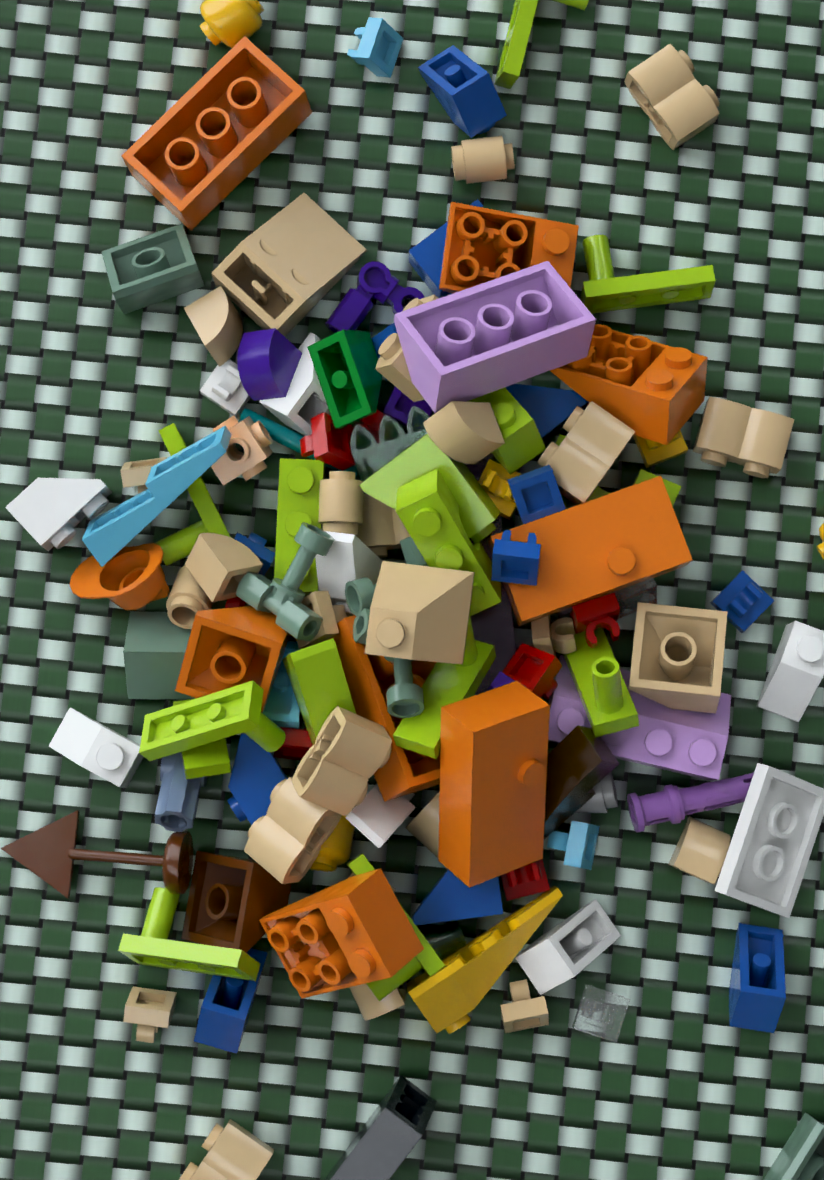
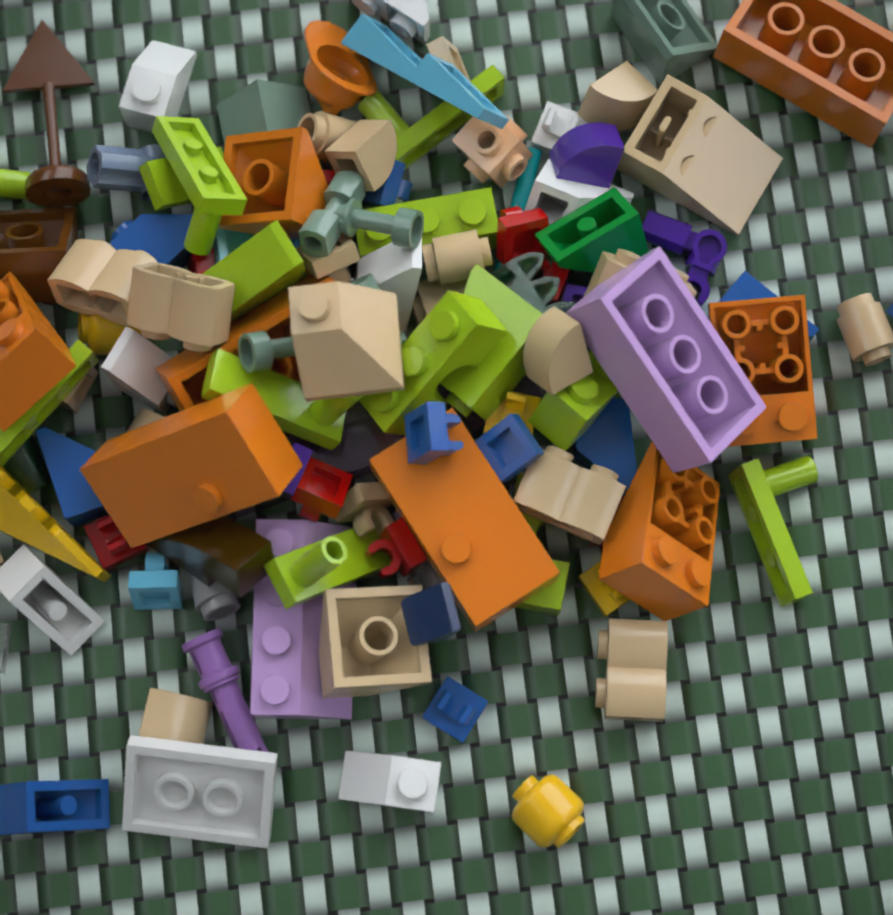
camera: 80 degrees right, 5 degrees down
(671, 598) = (430, 615): none -> dark blue slope

